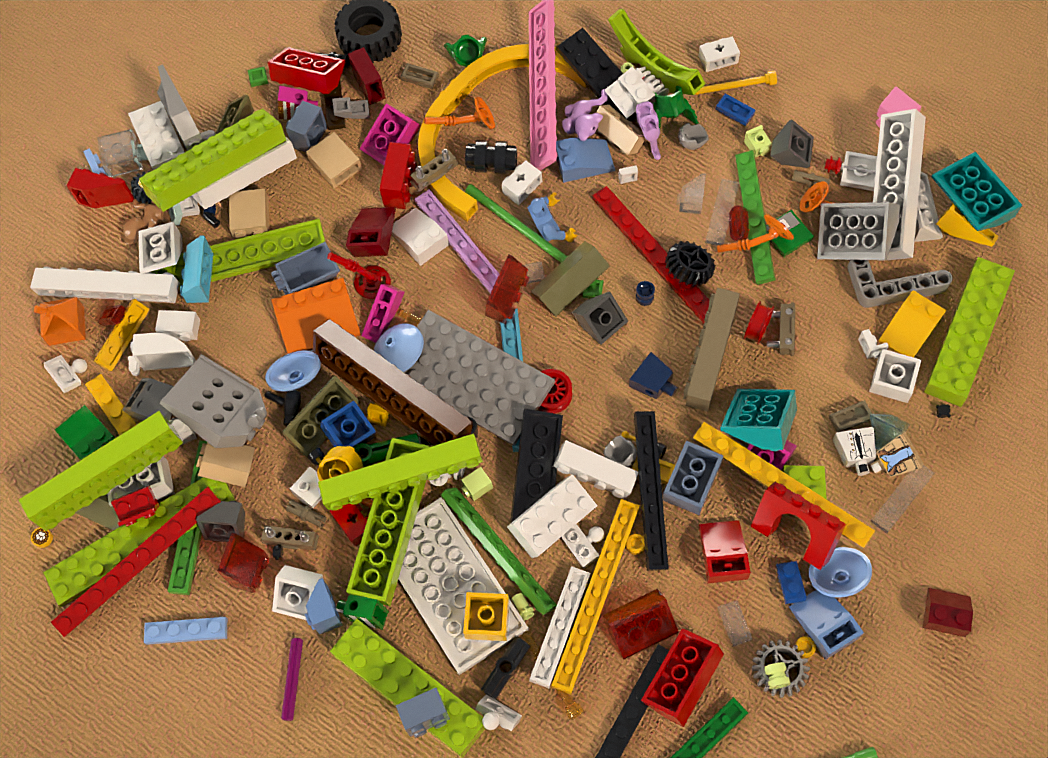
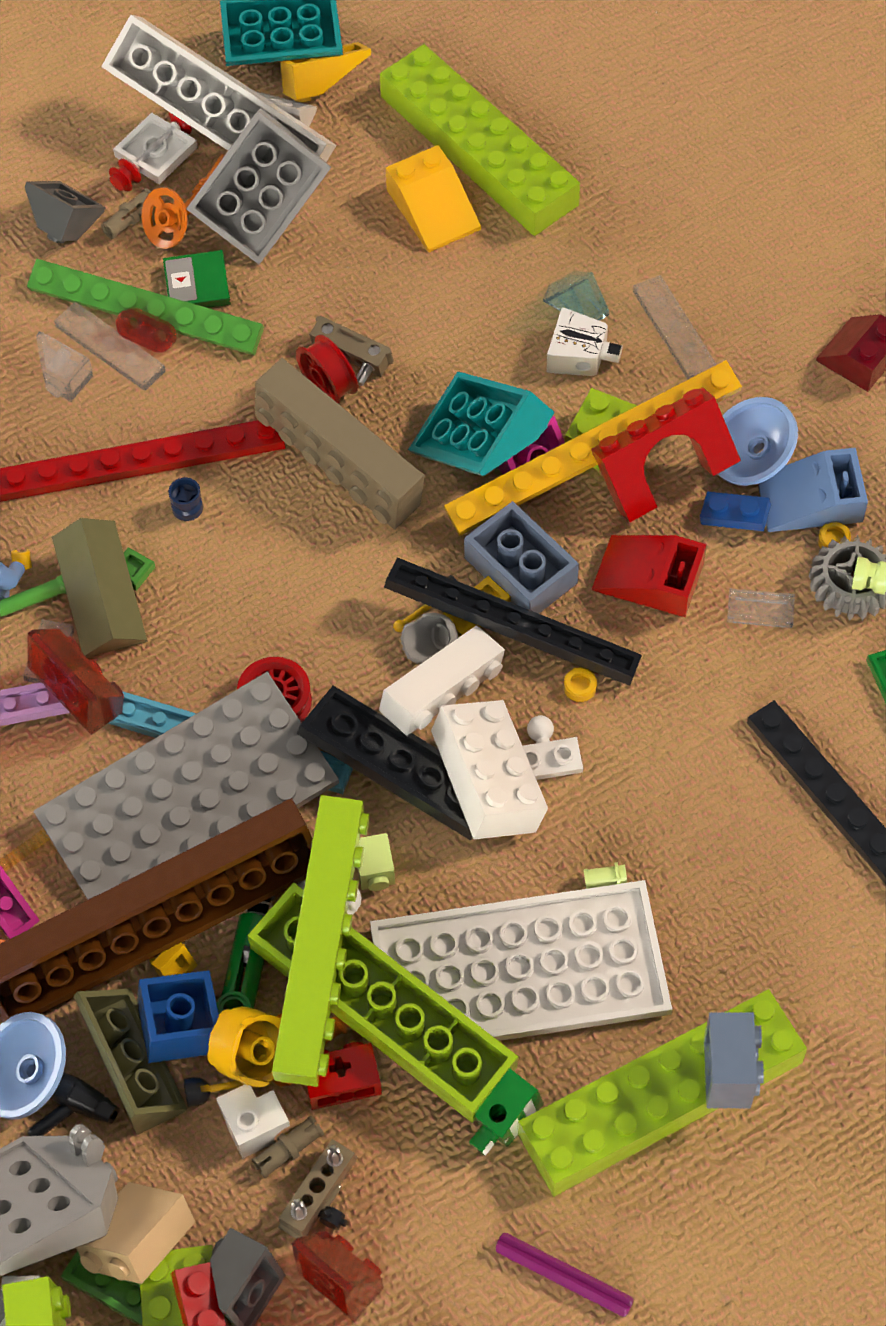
camera: 70 degrees left, 5 degrees down
(293, 591) = (422, 1209): white slope -> none
(322, 609) = (474, 1169): medium blue slope -> none
(400, 345) = (80, 859): light blue dish -> none
(486, 616) = (608, 922): yellow brick -> none
(497, 678) = (703, 955): black piece -> none
(497, 714) = (764, 974): white plate -> none
(501, 553) = (511, 871): bright green plate -> none
(559, 627) = (665, 834): white plate -> none
(573, 709) = (794, 872): clear yellow piece -> none
(595, 597) = (640, 767): yellow plate -> none
(600, 317) = (189, 575): dark grey slope -> none
(640, 623) = (707, 725): clear red slope -> none
(653, 378) = (331, 547): dark blue torso -> none
(683, 677) = (813, 702): red slope -> none
(690, 263) = (176, 416): black gear -> none
(757, 141) = (23, 247): yellowish green brick -> none
(776, 229) = (189, 279): orange dish -> none
(850, 416) = (527, 332): dark tan plate -> none
(869, 344) = (432, 260): white bracket -> none
(894, 286) = (353, 223): light grey beam -> none
(895, 376) = (498, 250): white brick -> none
(896, 102) = (81, 62): bright pink torso -> none
(897, 457) = (620, 300): torso -> none
(943, 411) = (575, 225): black piece -> none

